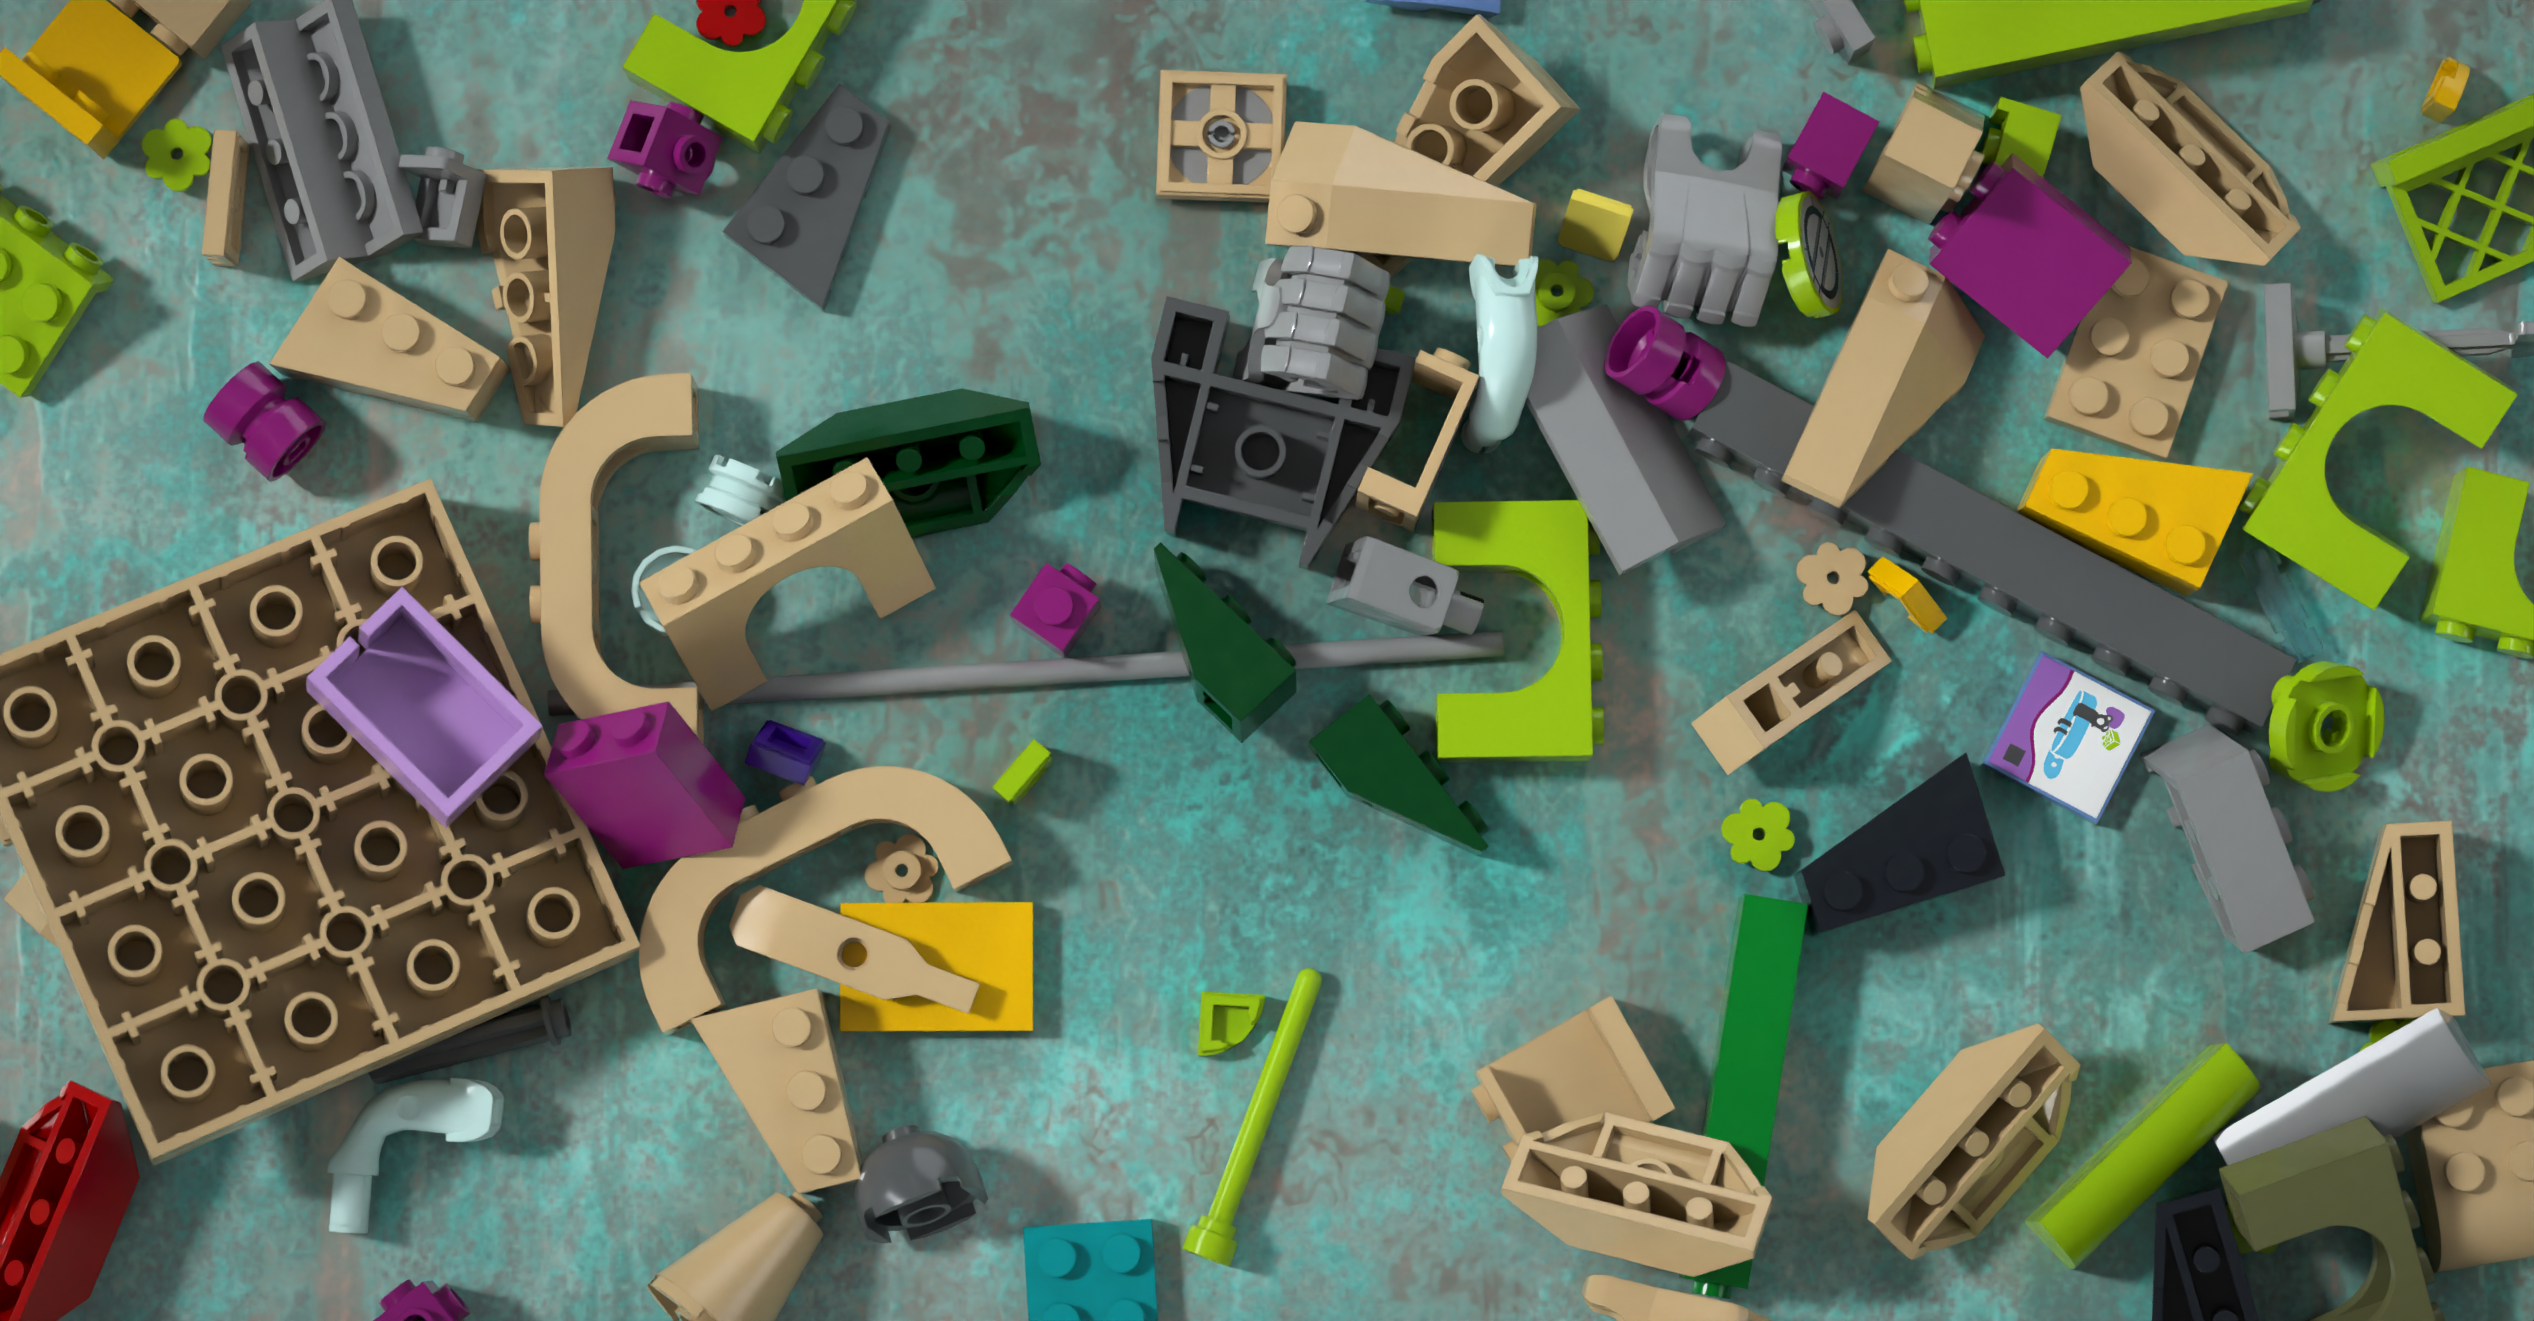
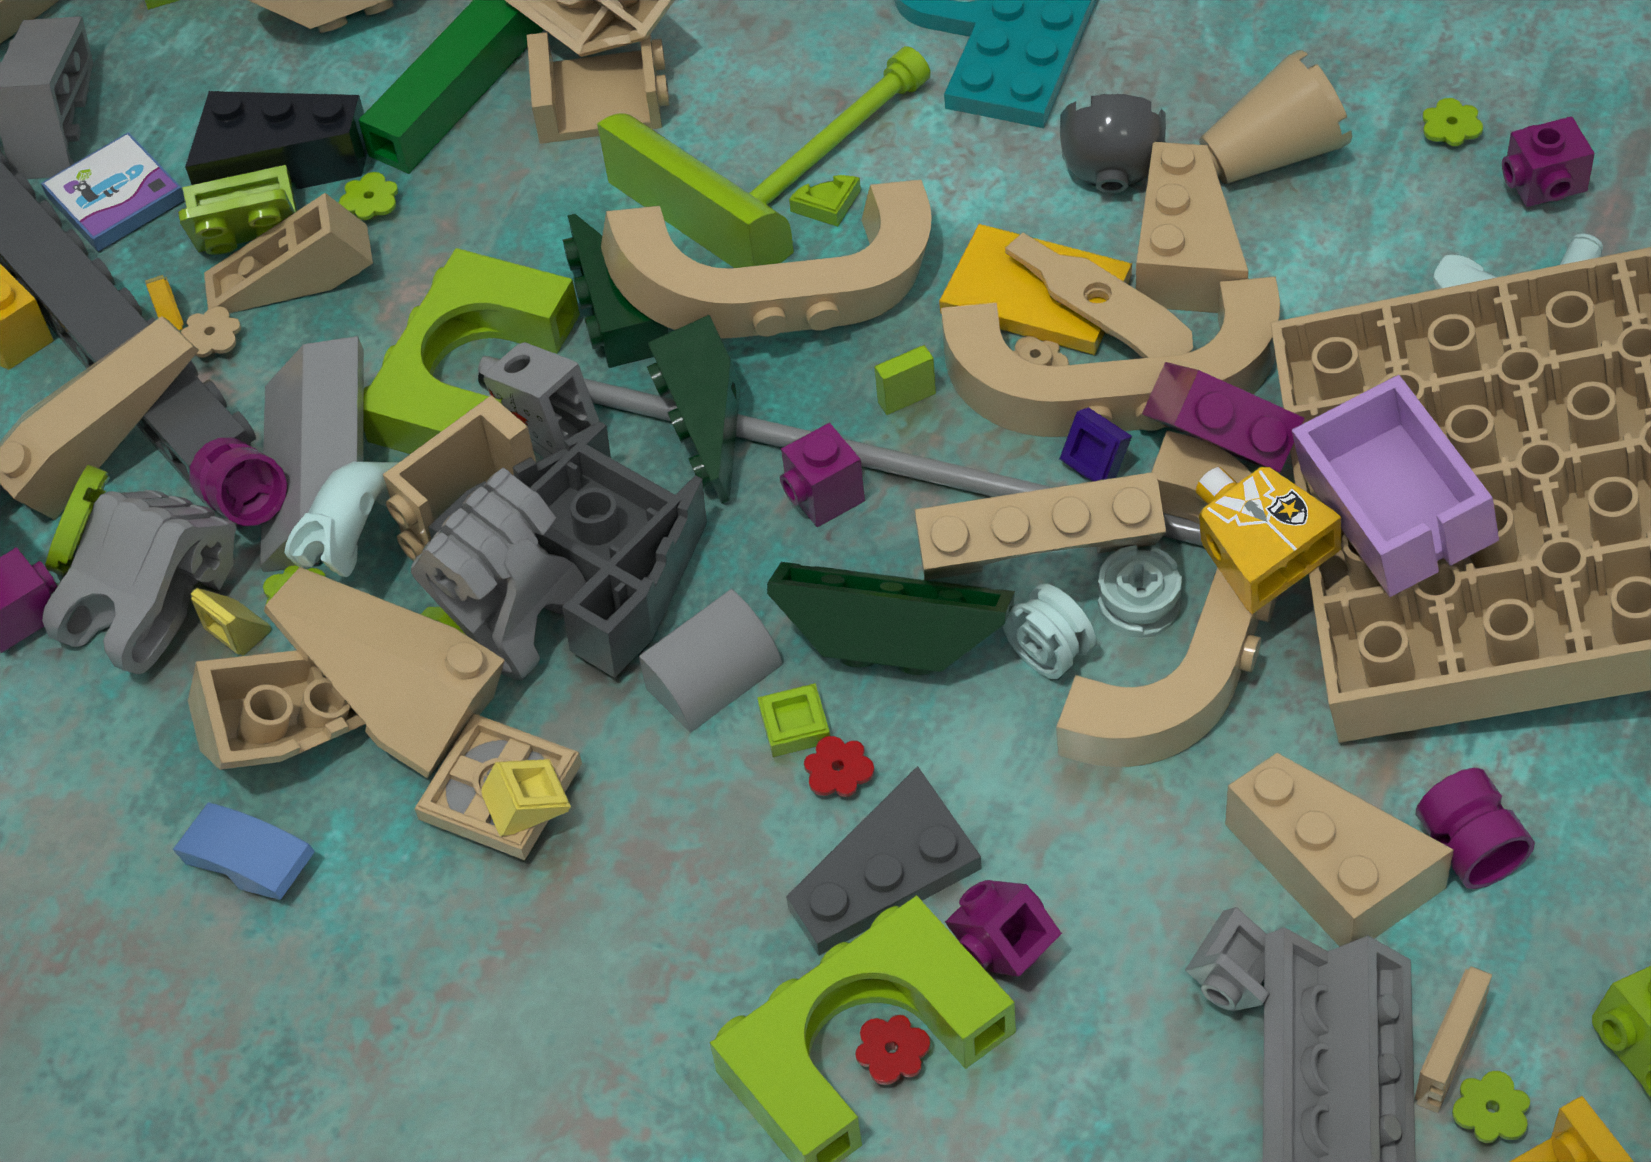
camera: 150 degrees left, 30 degrees down
(550, 634) = (1264, 532): none -> yellow torso
(551, 256) = (1151, 881): tan wedge -> none
(906, 266) = (835, 755): none -> red plant
(969, 324) = (793, 719): none -> lime tile
(1077, 349) = (709, 660): none -> light grey brick
(1179, 118) = (523, 795): none -> light yellow slope
(1206, 792) = (772, 296): none -> tan arch
(1367, 949) = (692, 195): none -> lime brick
(1880, 733) = (236, 208): none -> lime bracket

